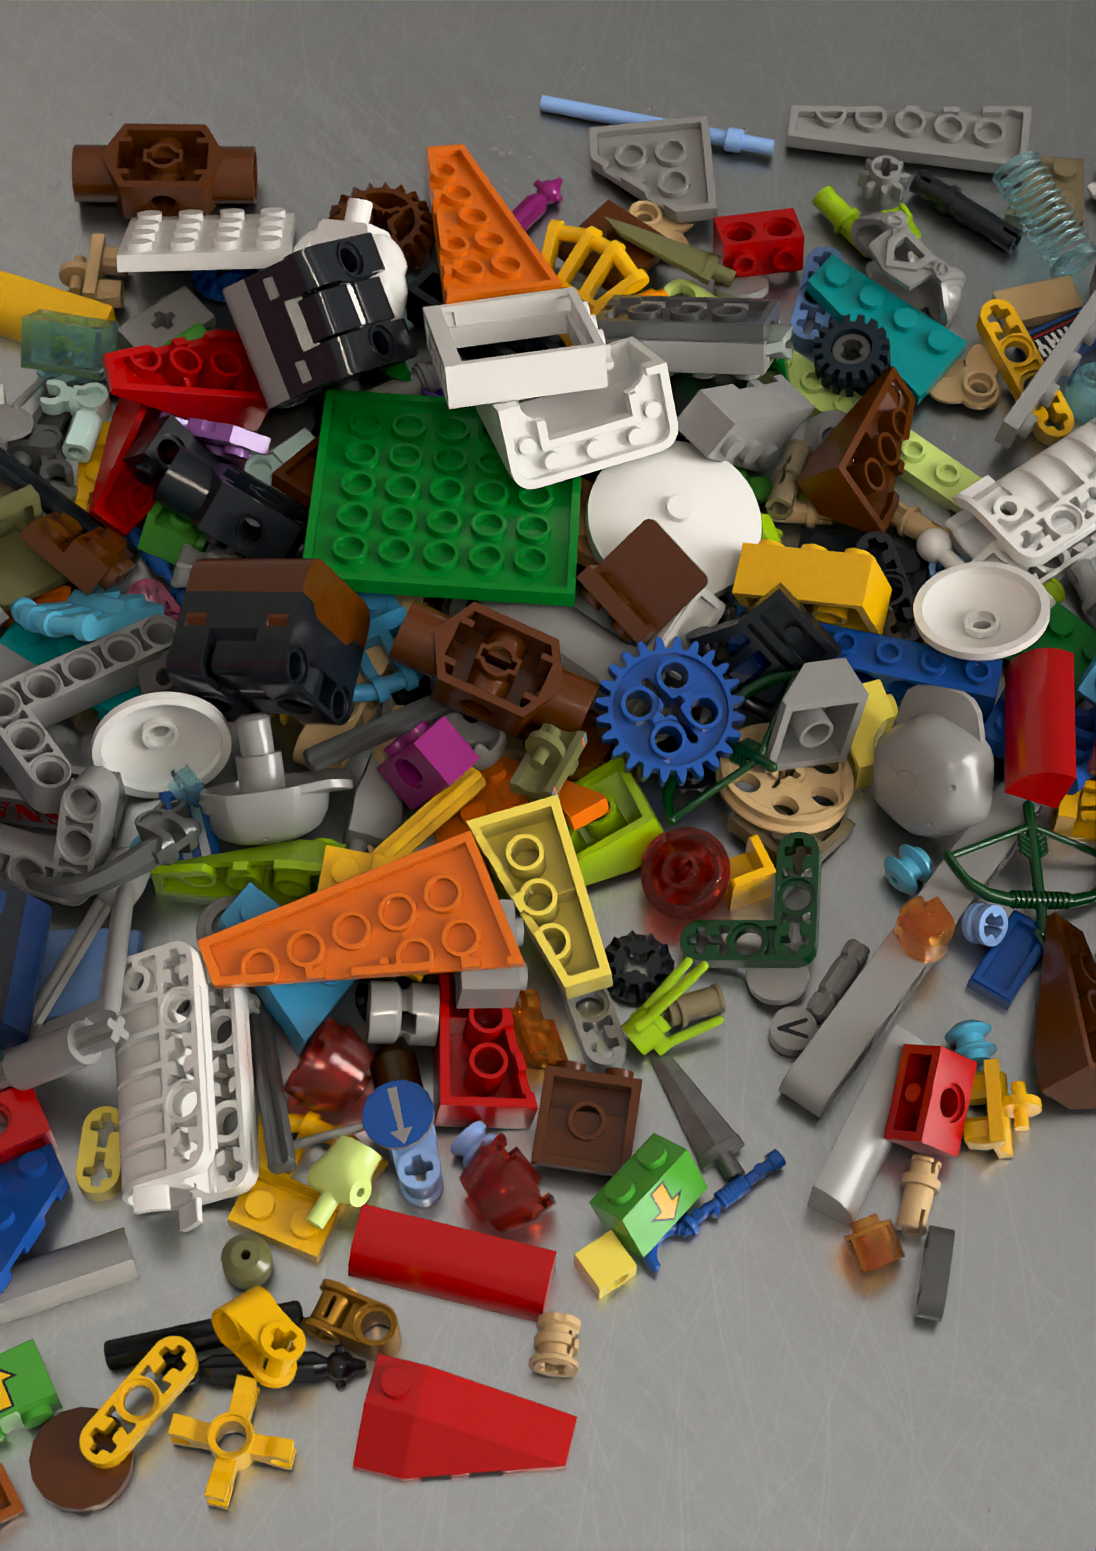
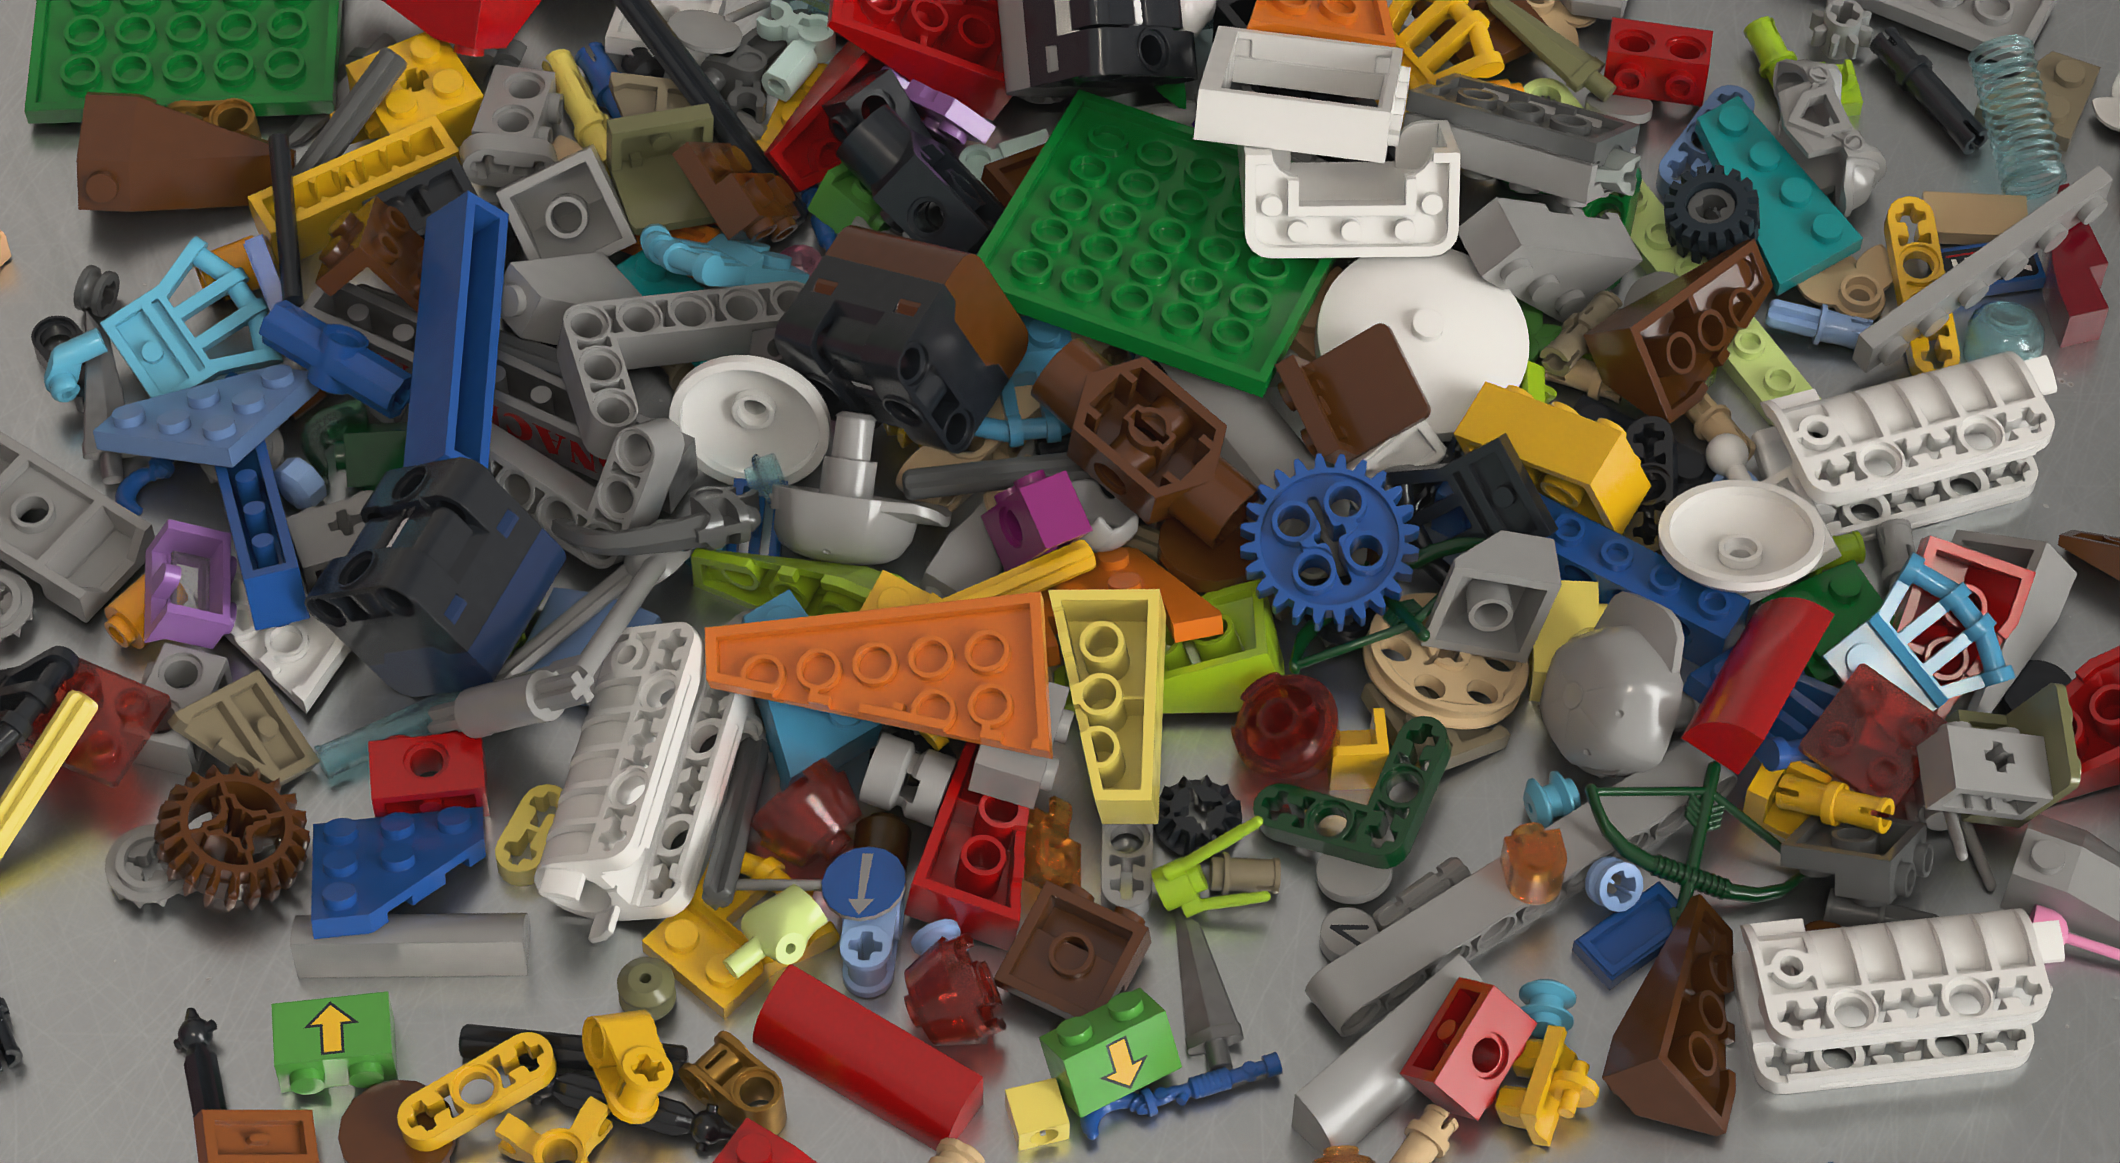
camera: 20 degrees right, 5 degrees down
(548, 762) = (1171, 555): olive hips -> none
(959, 419) = (1819, 324): none -> light blue axle

